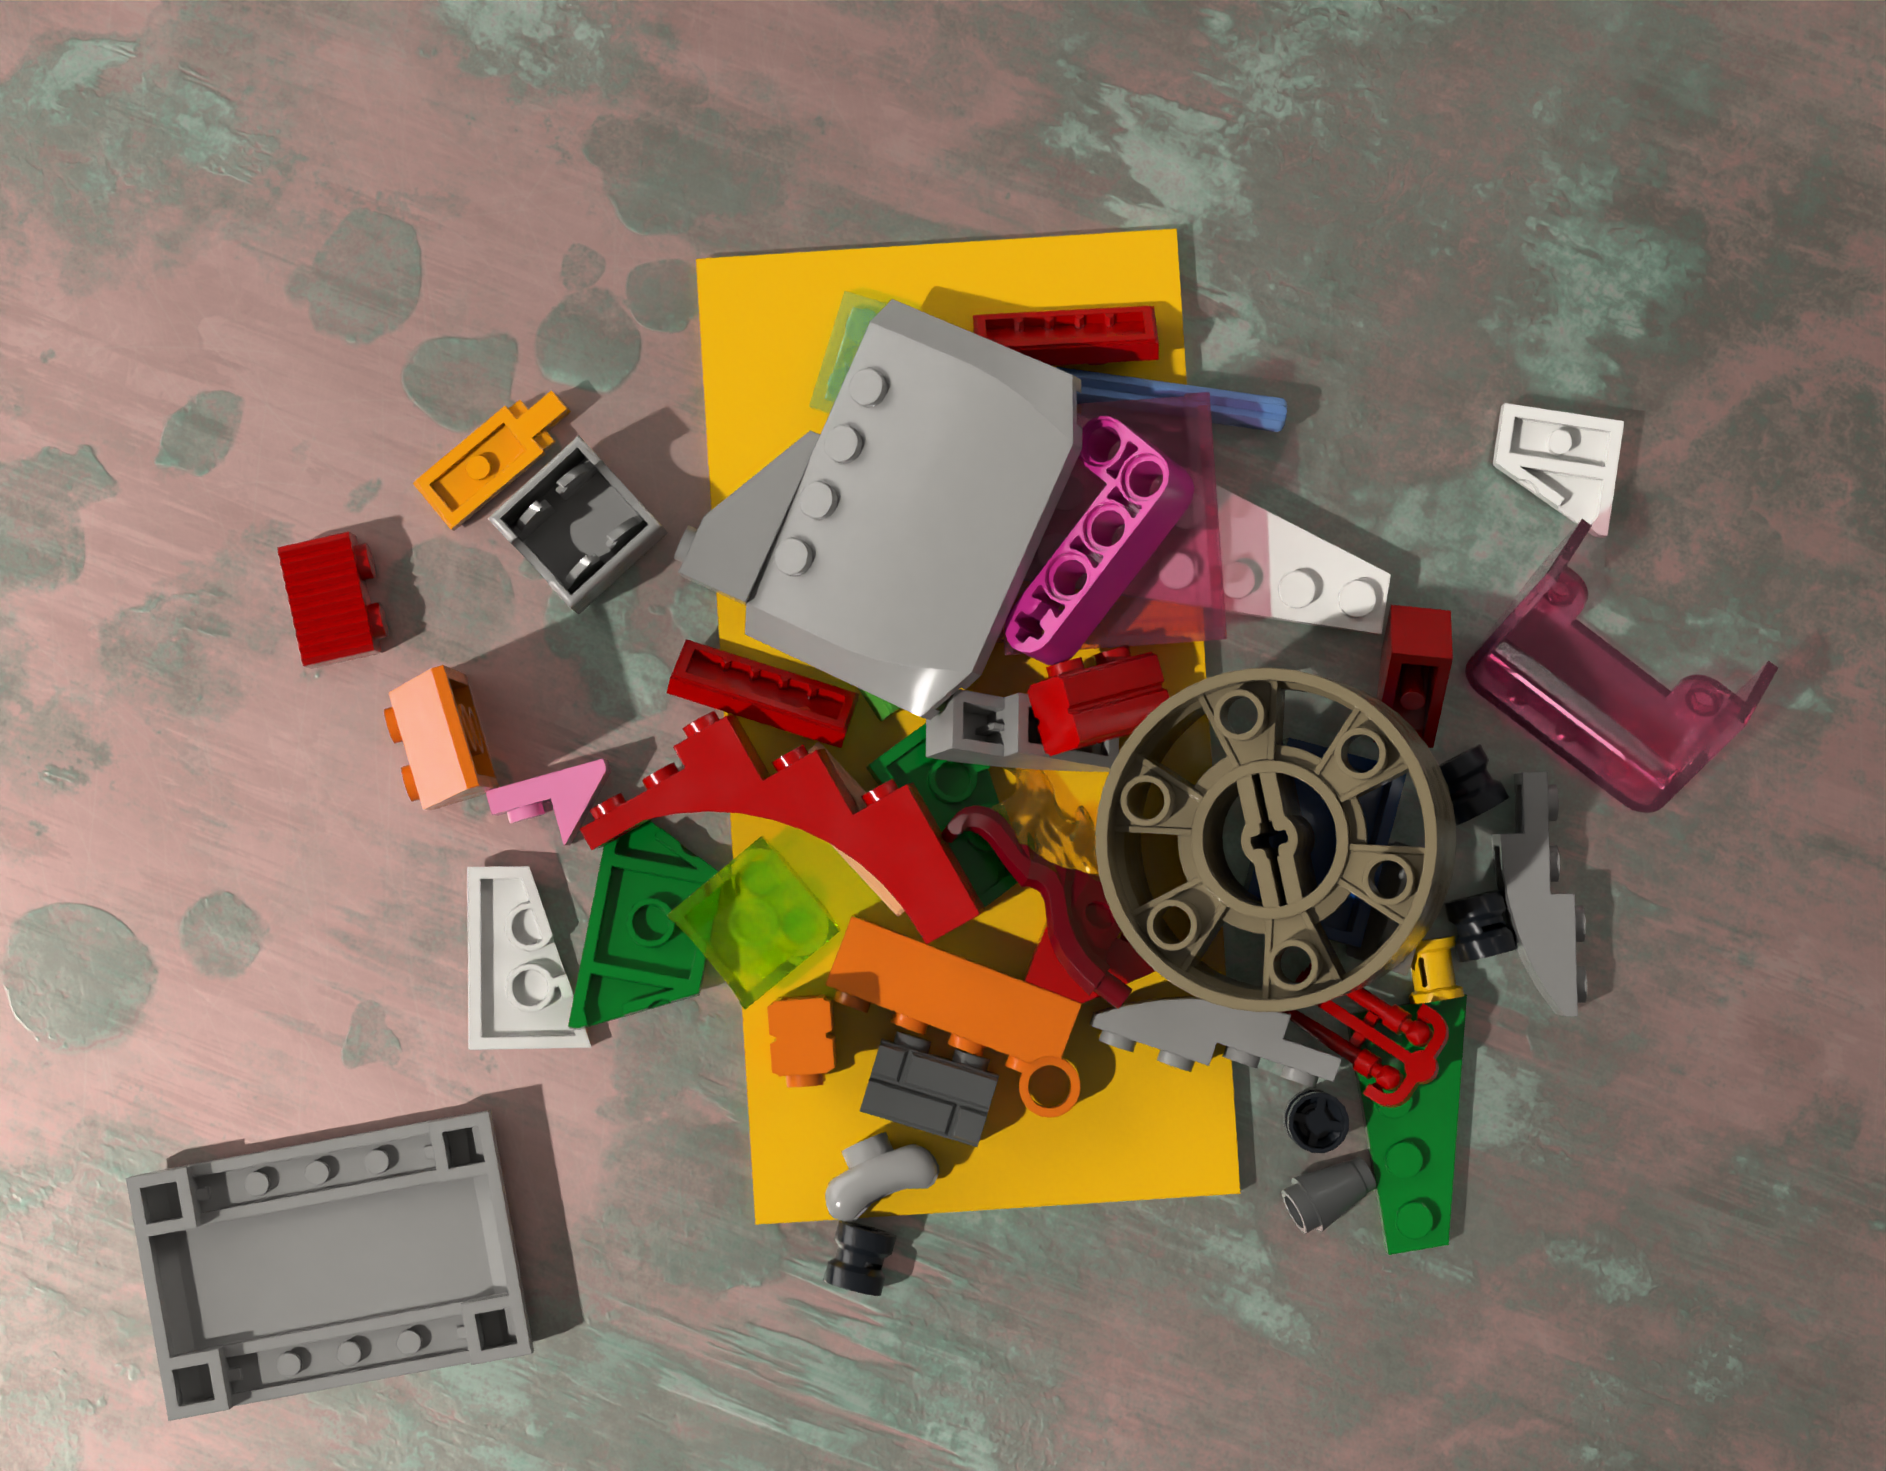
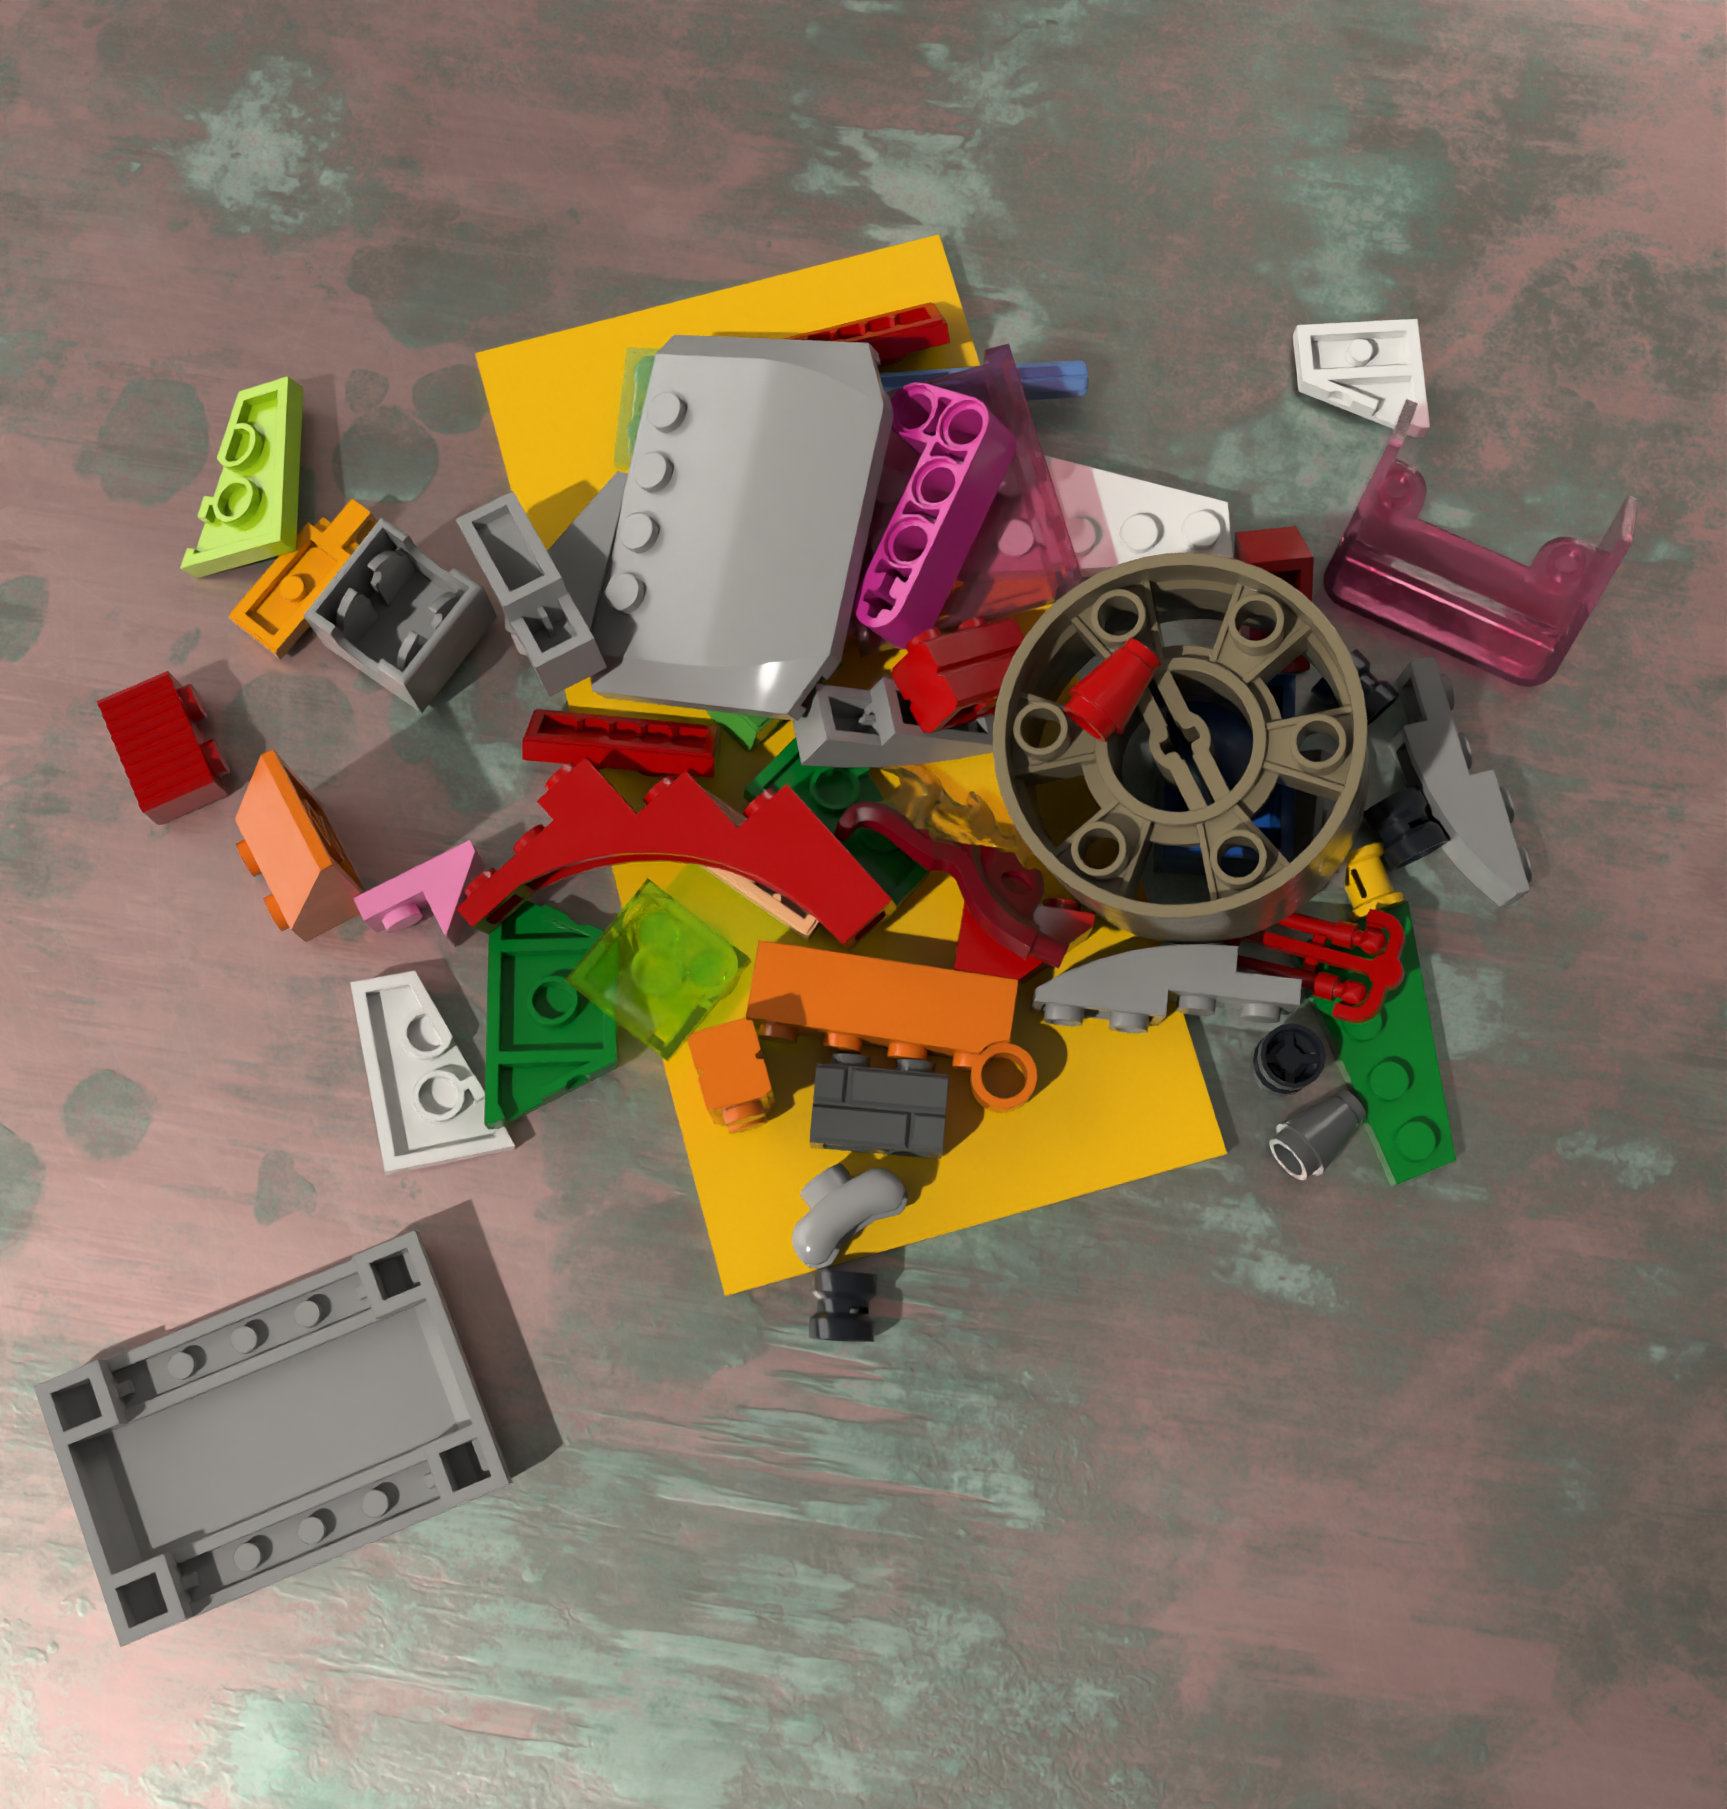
camera: 10 degrees left, 10 degrees down
(460, 360) = (258, 488): none -> lime wing
(704, 541) = (531, 593): none -> light grey slope
(1217, 784) = (1112, 690): none -> red cone

